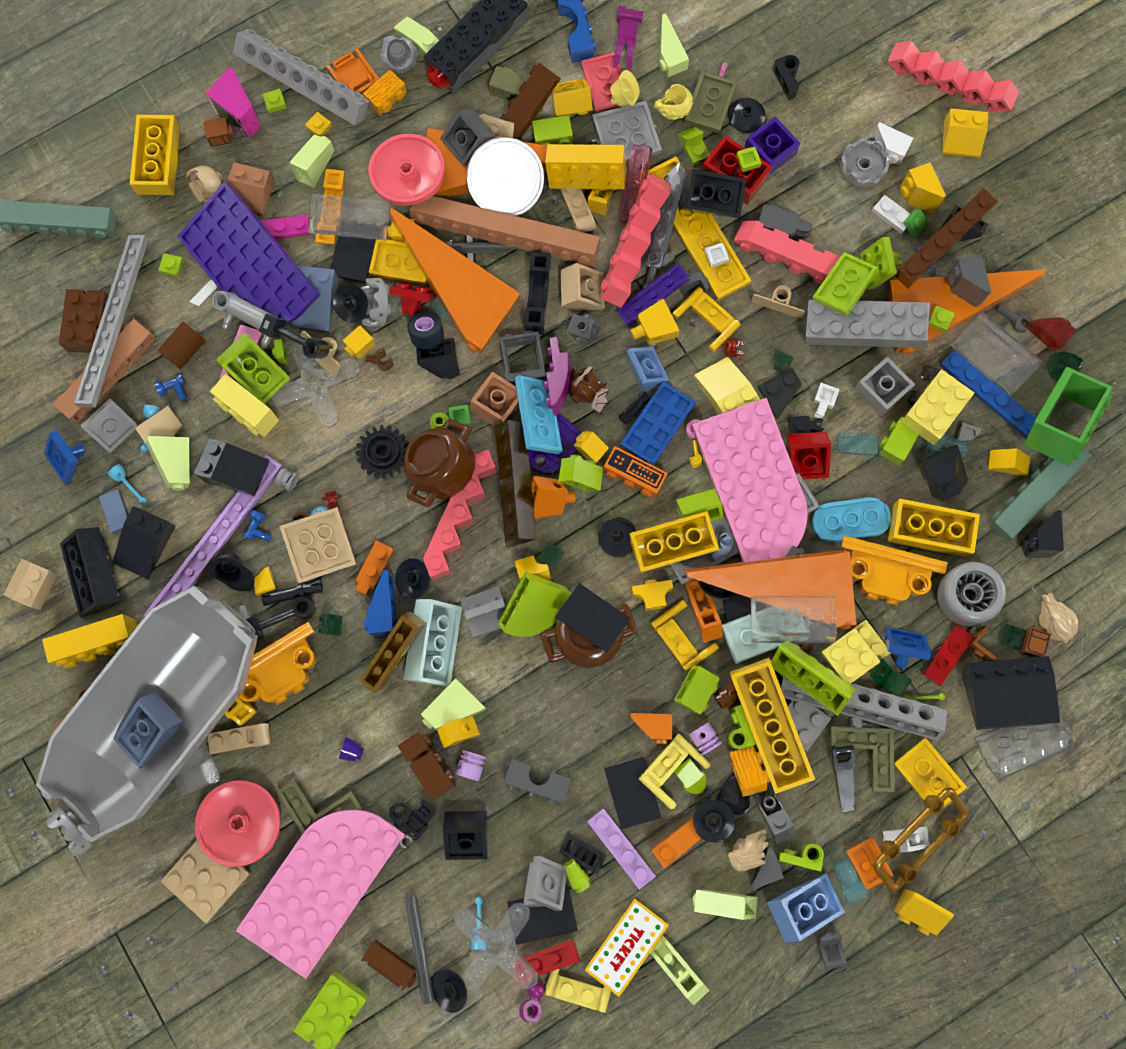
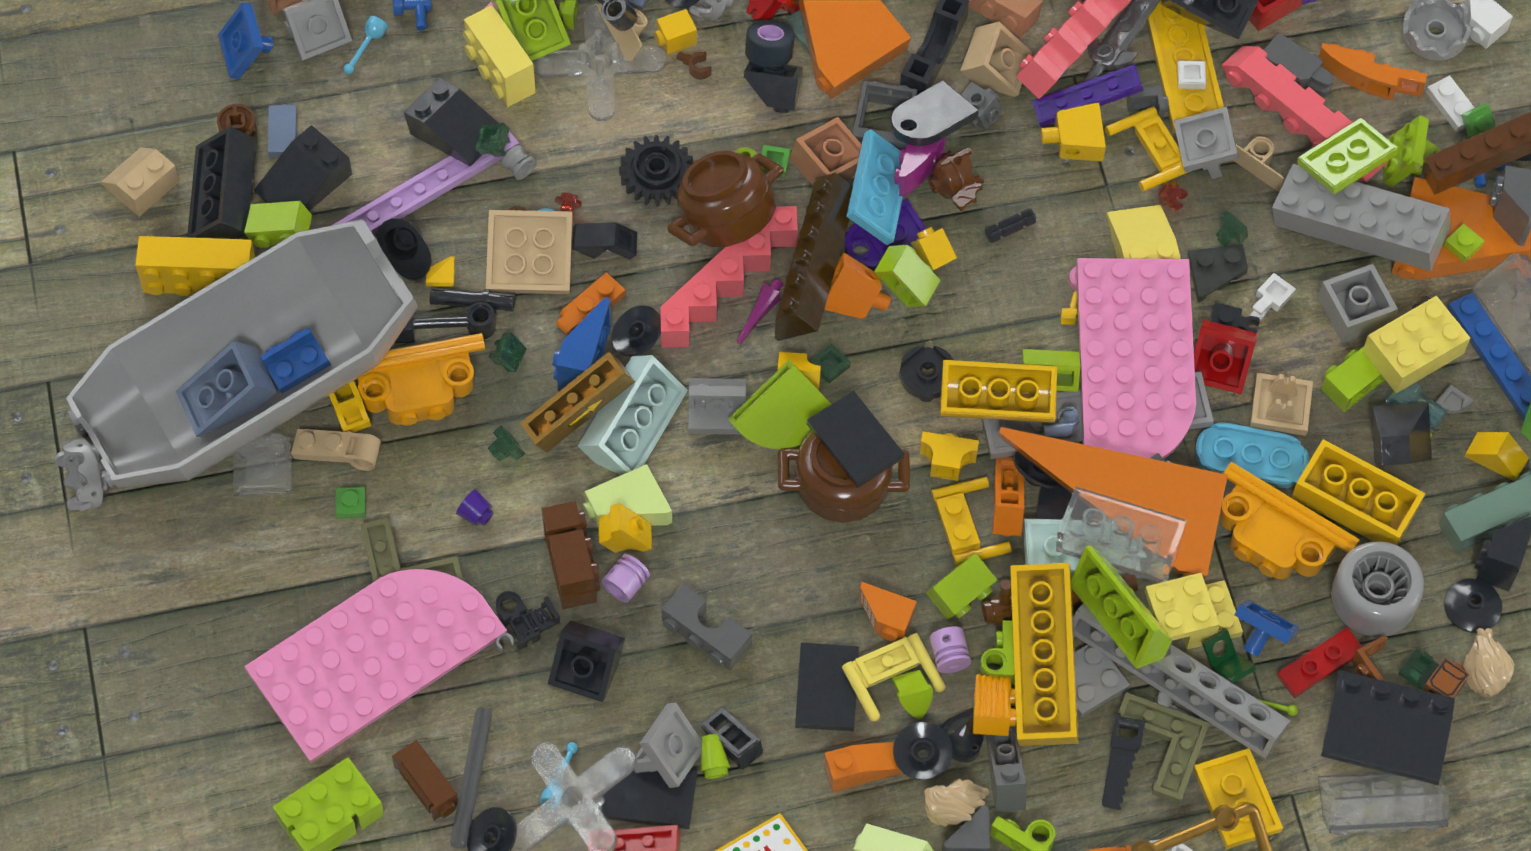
camera: 15 degrees right, 15 degrees down
(81, 517) = (237, 114): none -> reddish brown wheel
(118, 473) = (304, 87): medium azure hinge -> none
(137, 587) = (275, 222): none -> lime brick
(162, 424) = (377, 54): tan slope -> none
(171, 459) = (379, 89): yellowish green slope -> none
(186, 692) = (295, 360): none -> blue bracket
(203, 882) = (227, 599): tan plate -> none
(237, 823) = (296, 542): coral dish -> none
(252, 531) = (449, 211): blue piece -> none
(263, 473) = (493, 139): none -> clear green tile
(264, 774) = (350, 502): none -> bright green plate
(354, 694) = (505, 445): none -> clear green tile
(365, 516) = (596, 238): none -> black slope
(490, 524) = (766, 301): none -> magenta piece
(557, 348) = (932, 115): none -> tile
(621, 849) = (785, 749): lavender plate -> none
(634, 472) = (980, 301): brick -> none
(646, 367) = (1045, 181): medium blue slope -> none
(658, 423) = (1034, 253): blue plate -> none
(745, 302) = (1206, 141): none -> light grey bracket
(826, 212) = (1361, 72): none -> orange slope
(857, 444) = (1293, 363): clear light blue tile -> none
(858, 476) = (1281, 404): none -> tan plate
(923, 189) = (1500, 80): yellow slope -> none
(1021, 577) = (1470, 616): none -> black dish

